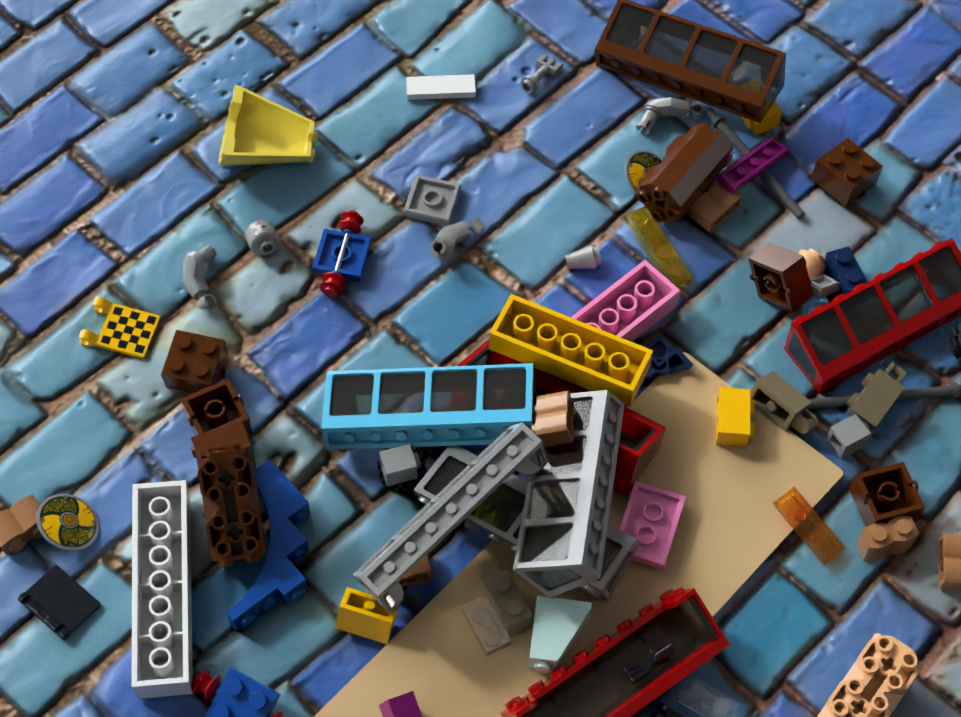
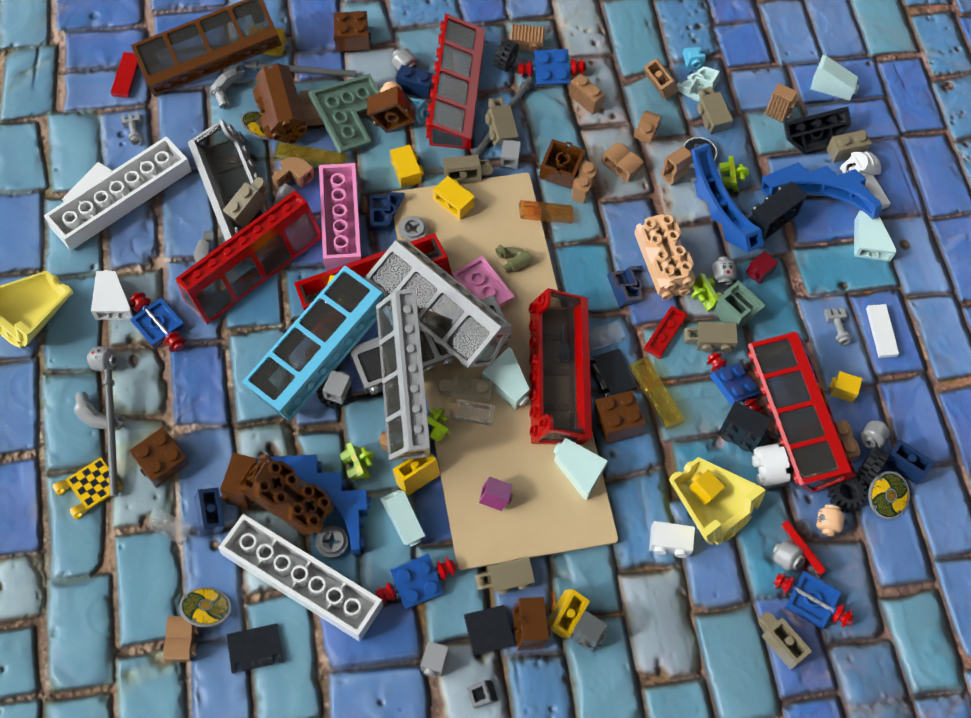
camera: 55 degrees left, 5 degrees up
(132, 429) = (169, 526): none -> clear plate
(169, 450) = (209, 511): none -> dark blue brick
(215, 408) = (206, 466): reddish brown brick -> none
(230, 579) = (325, 535): none -> light grey gear
(235, 261) = (108, 383): none -> dark grey bar
(304, 639) = (403, 517): none -> light aqua slope
(334, 194) = (109, 298): none -> white slope
(338, 550) = (360, 459): none -> lime hips
(432, 200) = (165, 247): light grey tile -> none
(441, 589) = (440, 430): none -> lime hips
(453, 115) = (118, 193): none -> white brick
(474, 274) = (249, 258): none -> red window
(539, 228) = (247, 202): none -> dark tan brick
(548, 213) = (224, 168): none -> window
(554, 418) = (389, 278): medium nougat brick -> none
(570, 349) = (347, 242): yellow brick -> none
(587, 26) = (125, 75): none -> red tile
(624, 243) = (294, 170): none -> medium nougat brick
(668, 403) = (414, 222): none -> light grey gear
(712, 539) = (522, 259): none -> olive plant
(731, 343) = (406, 166): none -> yellow brick
(735, 227) = (339, 108): none -> sand green plate
(752, 165) = (303, 70): magenta tile -> none
(797, 682) = (626, 285): none -> dark blue slope
(824, 285) = (414, 94): light grey tile -> none
(864, 246) = (403, 57): none -> light grey head

